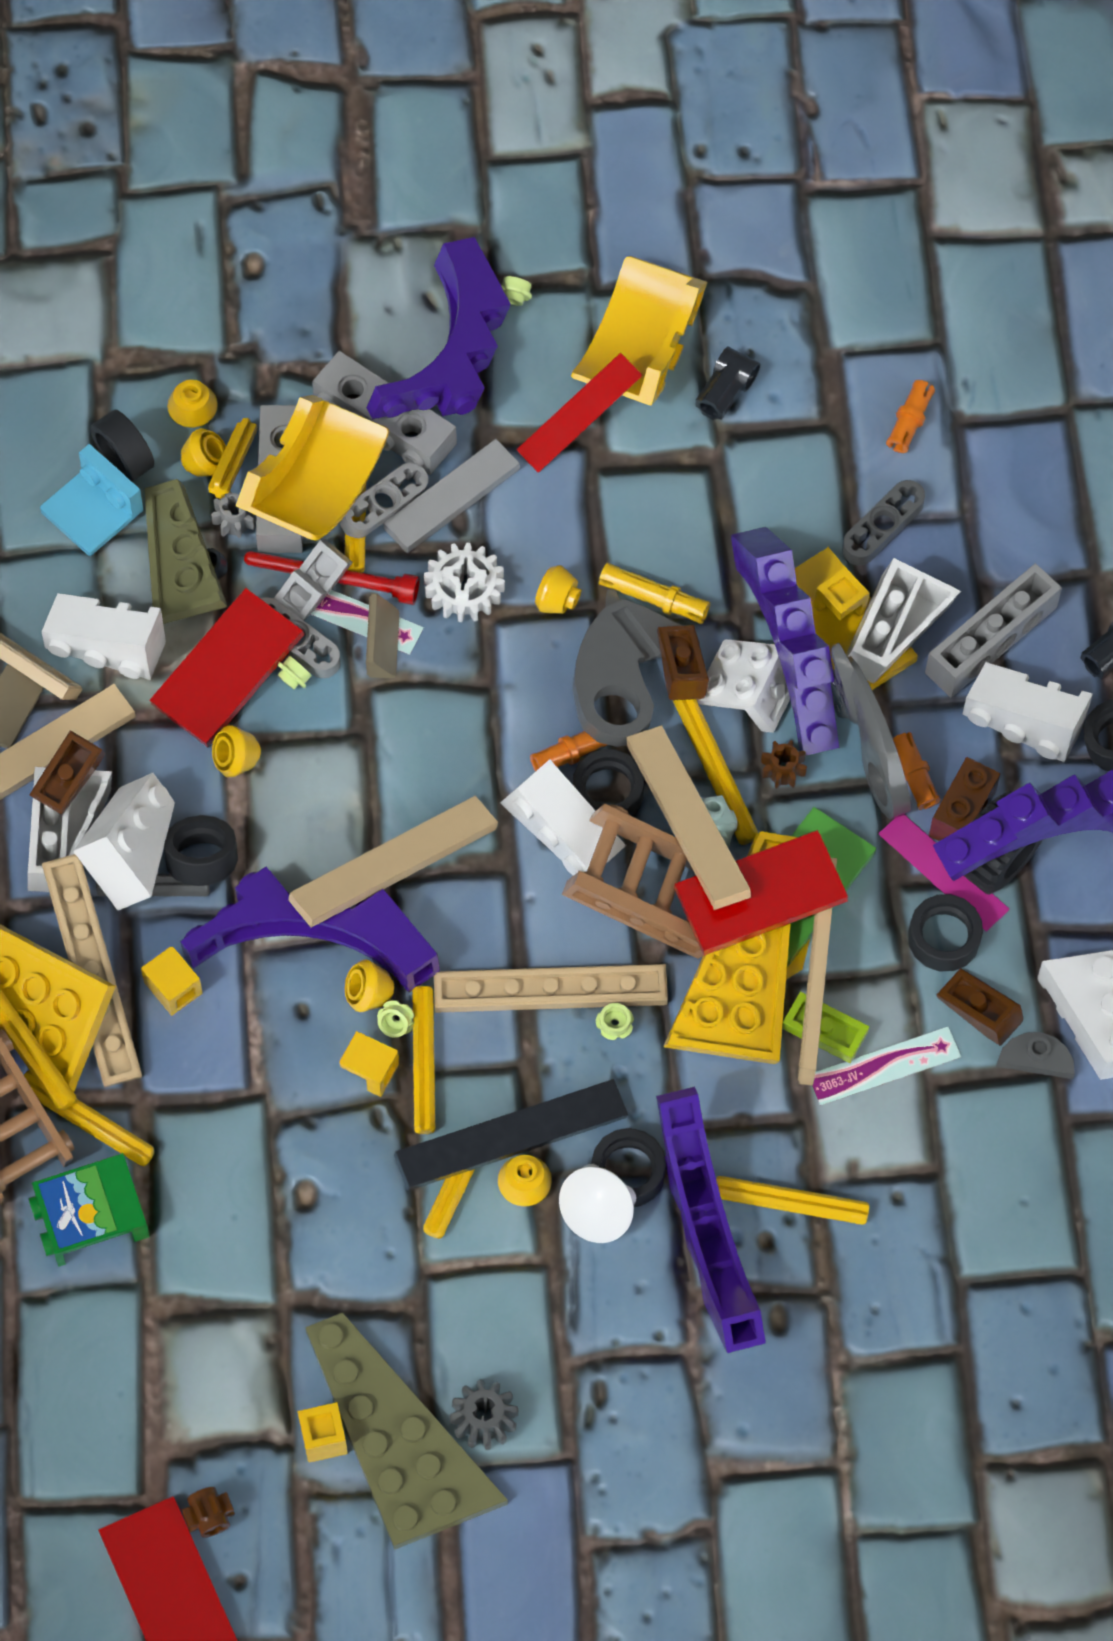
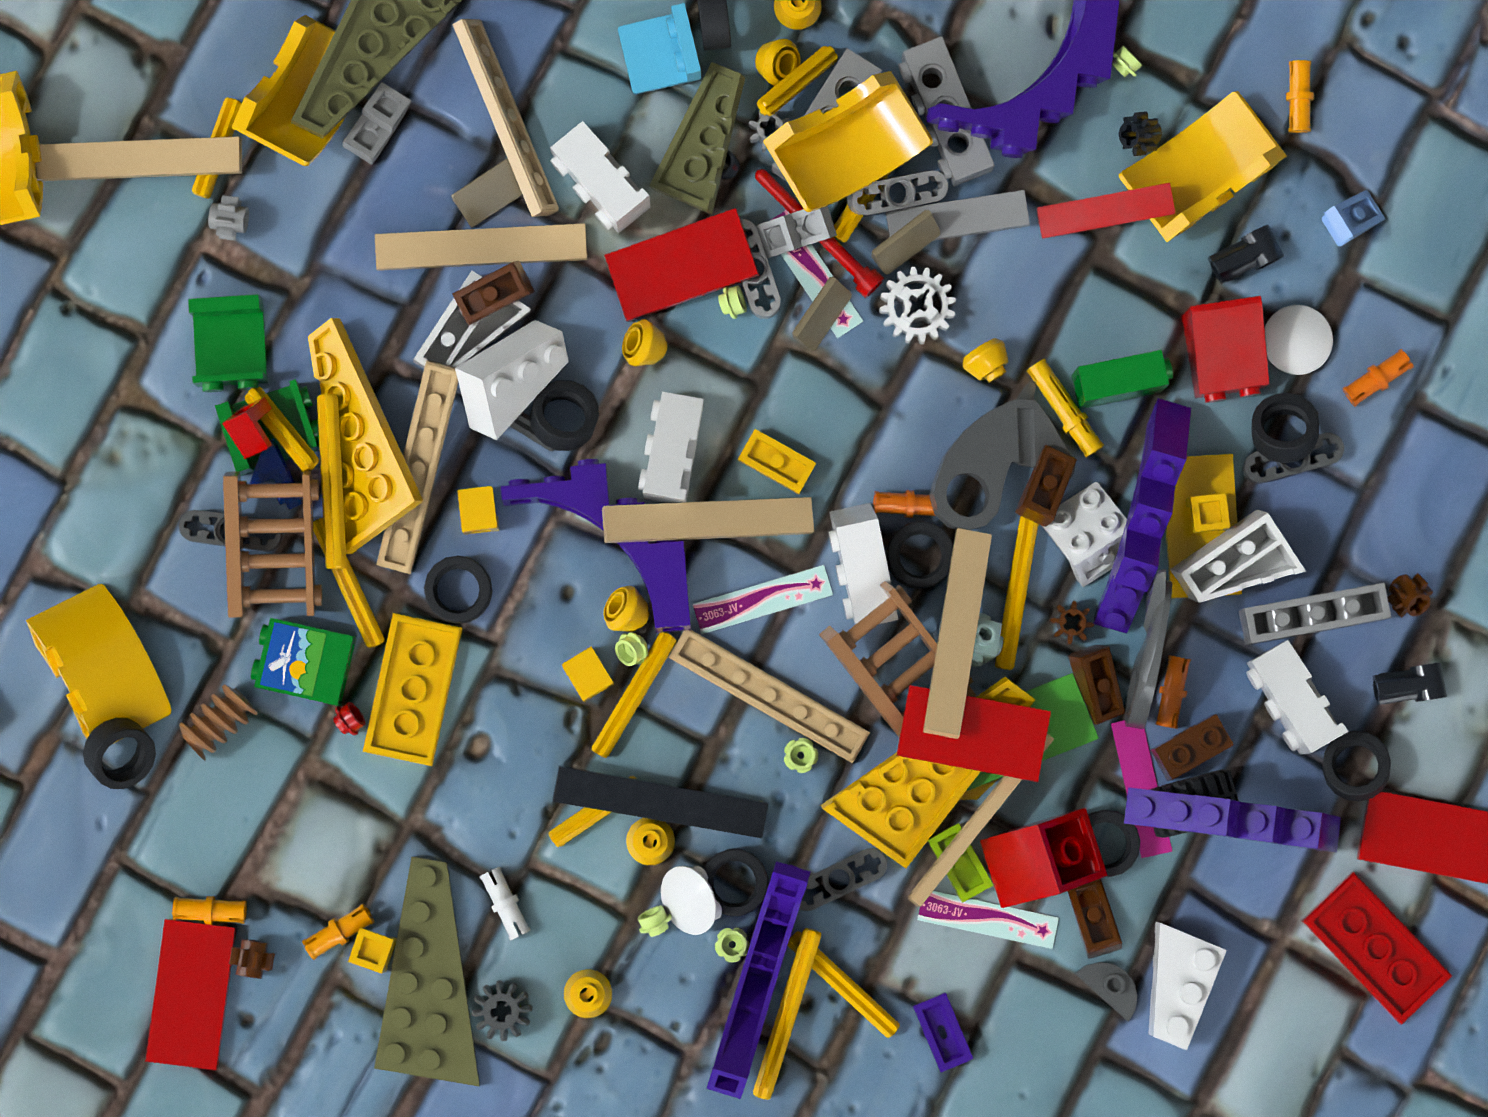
camera: 30 degrees right, 20 degrees up
(33, 1310) = (216, 720): none -> medium nougat piece
(138, 1494) = (209, 910): none -> light orange pin
(164, 1238) = (349, 719): none -> red plate
(191, 1034) = (452, 563): none -> black tyre
(210, 1179) = (412, 689): none -> yellow tile
(277, 1439) = (338, 931): none -> light orange pin
(317, 819) = (671, 448): none -> white wedge
(418, 533) = (906, 242): none -> dark tan slope
(423, 783) = (776, 461): none -> yellow plate
(423, 1317) = (505, 903): none -> white pin
(489, 910) = (762, 599): none -> sticker
(553, 1362) = (596, 985): none -> yellow cone
(567, 337) = (1140, 133): none -> black gear
(576, 1248) = (654, 921): none -> yellowish green plate
(663, 1216) = (722, 945): none -> yellowish green plate
(685, 236) = (1299, 96): none -> light orange pin
(687, 534) = (1121, 379): none -> green brick
(747, 1092) = (867, 877): none -> dark grey beam
(757, 1253) = (787, 1013): none -> yellow axle
(761, 459) = (1226, 348): none -> red slope
(796, 306) = (1352, 217): none -> light blue slope
(819, 427) = (1298, 339): none -> white dish
(842, 801) = (1098, 682): none -> reddish brown slope
(864, 513) = (1285, 450): none -> black tyre
(896, 971) = (1043, 858): none -> red slope
(898, 1170) = (946, 1051): none -> dark purple piece
(1066, 569) = (1409, 595): none -> reddish brown gear

